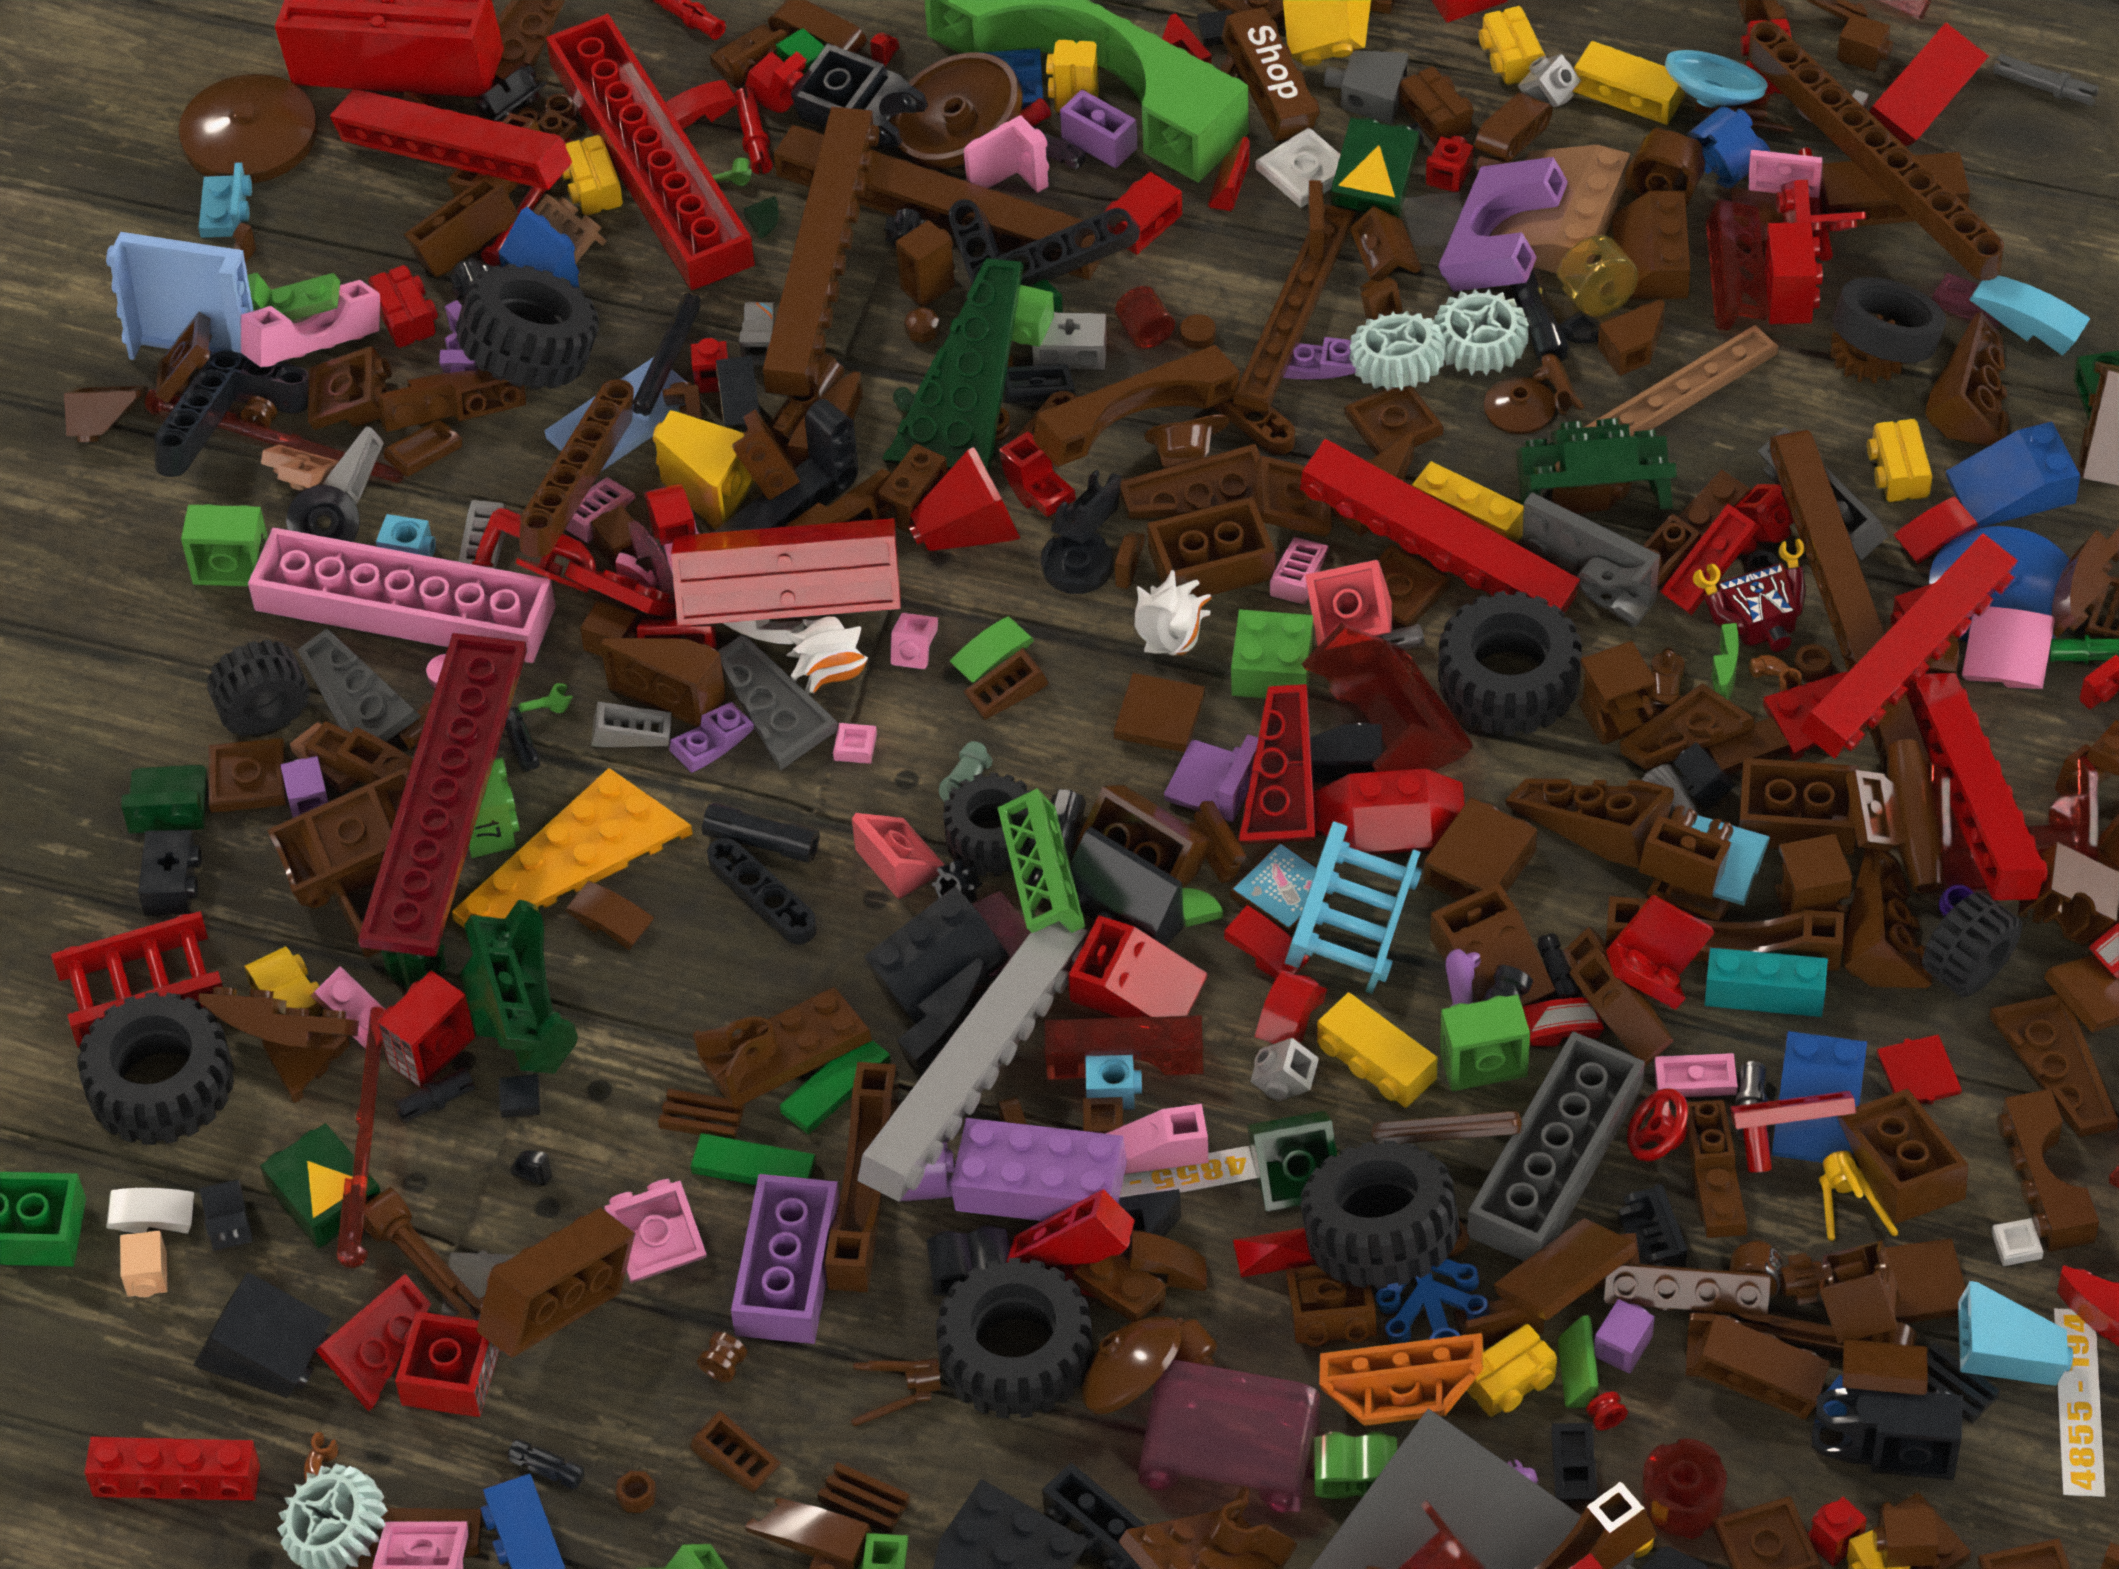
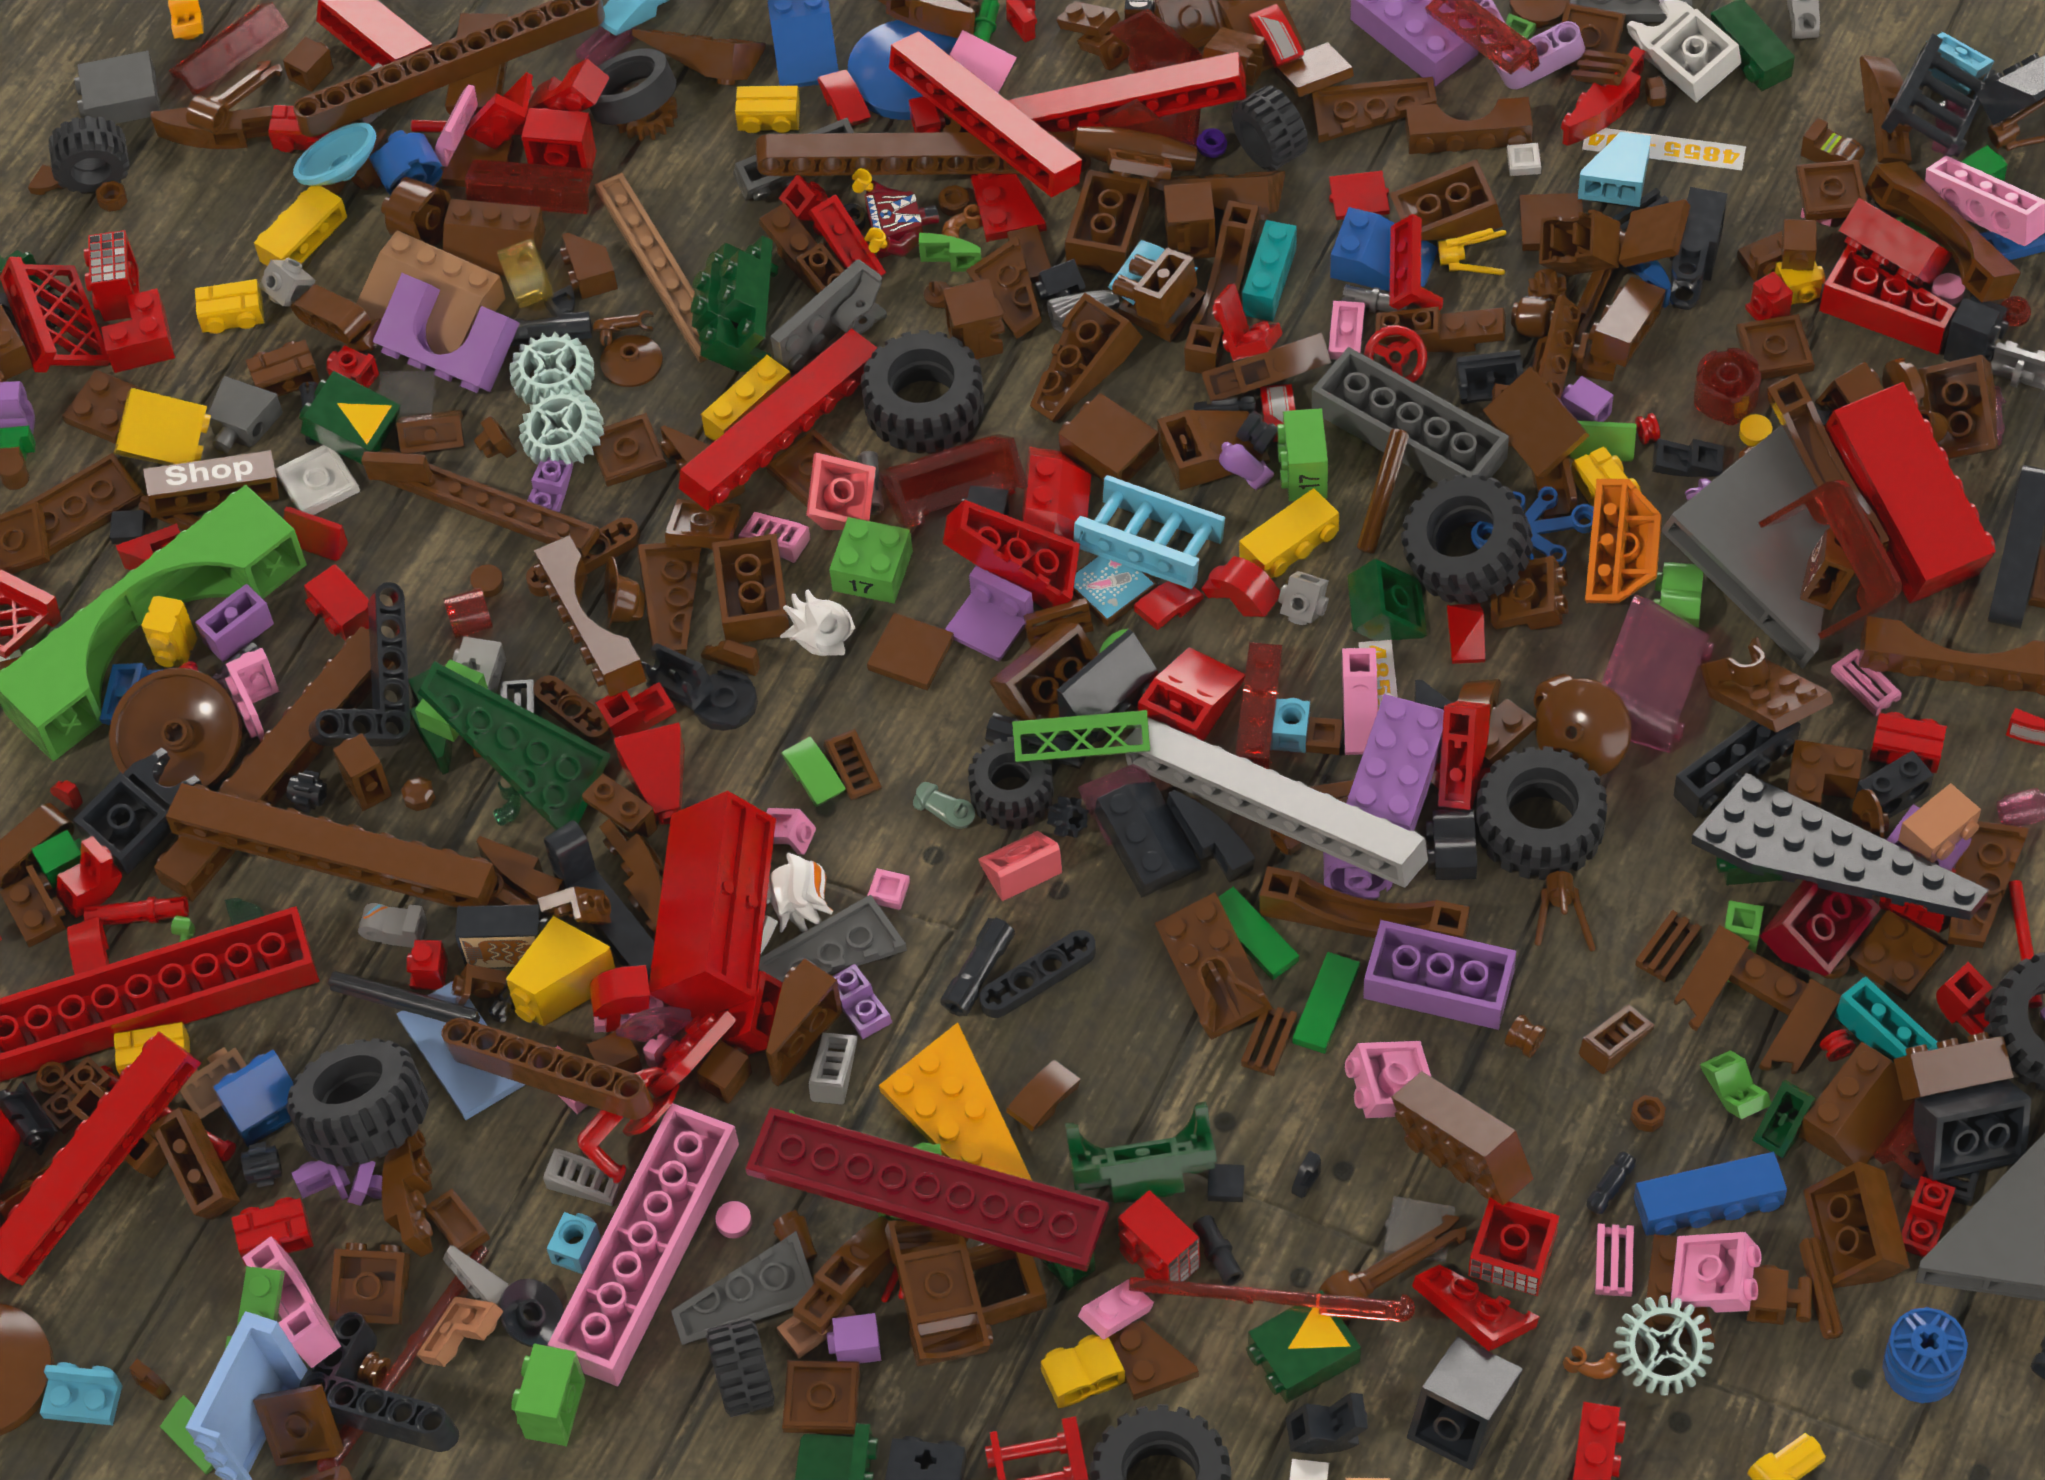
camera: 80 degrees left, 5 degrees up
(273, 1021) = (1132, 1372): reddish brown slope -> none
(449, 1469) = (1615, 1233): none -> bright pink tile
(1850, 260) = (575, 93): none -> red arch

